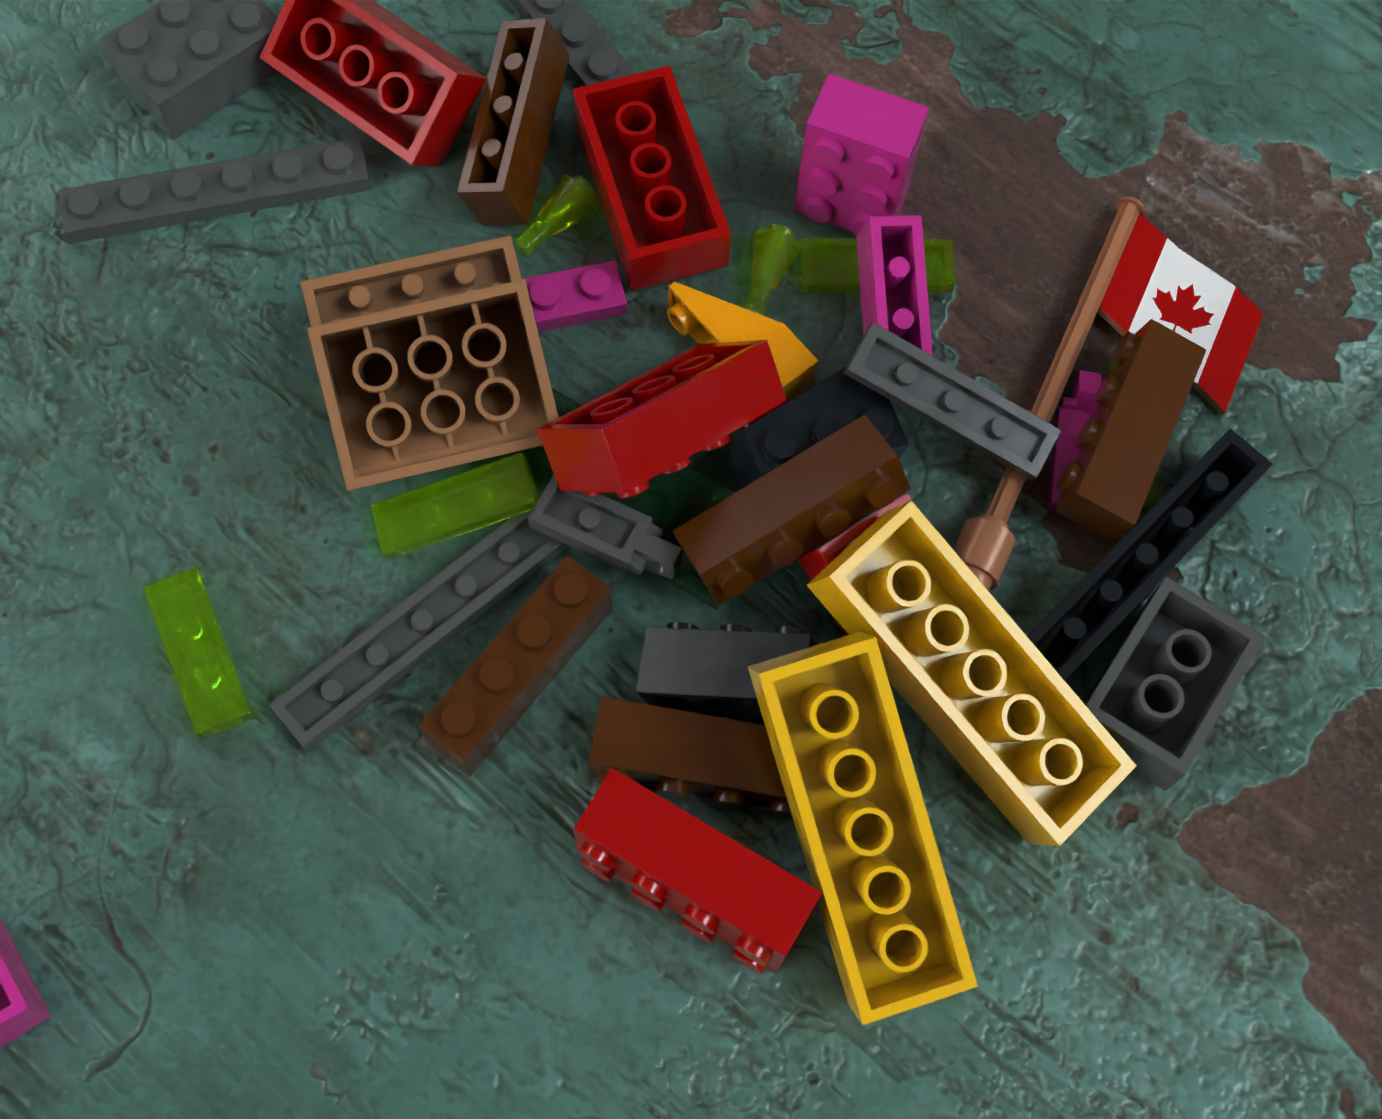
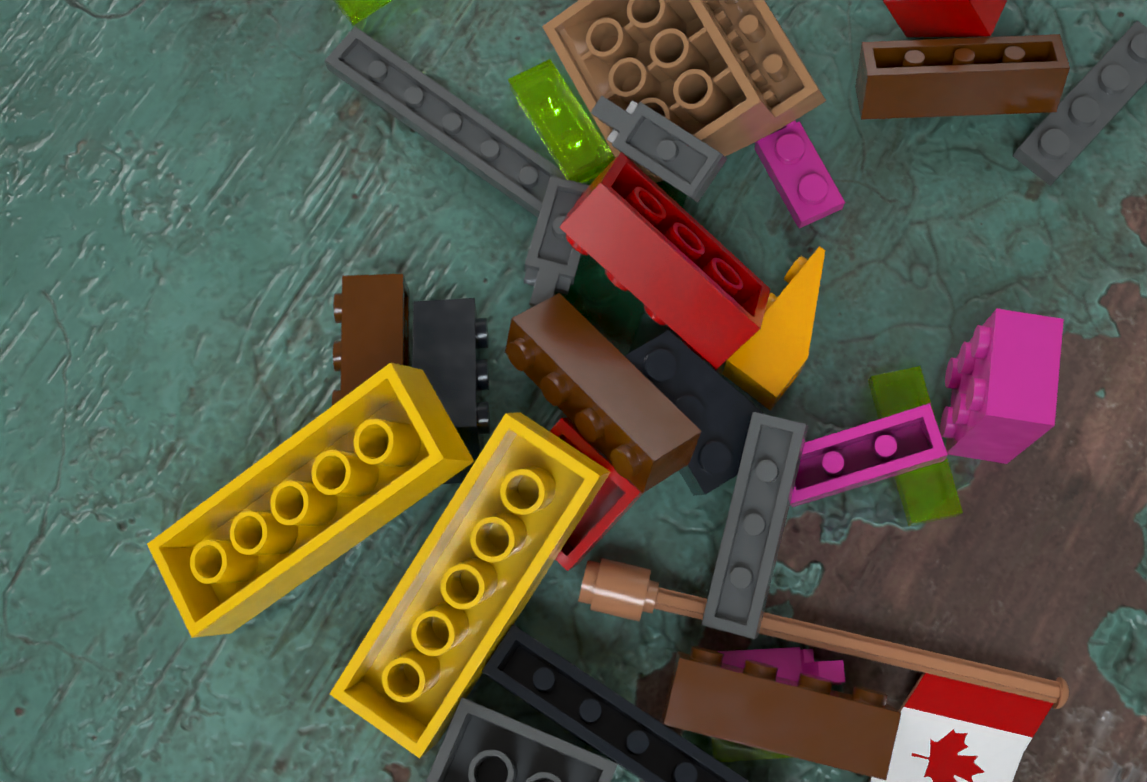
camera: 85 degrees right, 5 degrees up
(517, 666) = (425, 205): reddish brown brick -> none
(540, 390) = (661, 146): none -> dark grey hinge
(566, 206) = (890, 147): clear neon green cone -> none
(651, 178) = (937, 207): red brick -> none
(694, 872) = (259, 376): red brick -> none
(772, 256) = (885, 341): clear neon green cone -> none

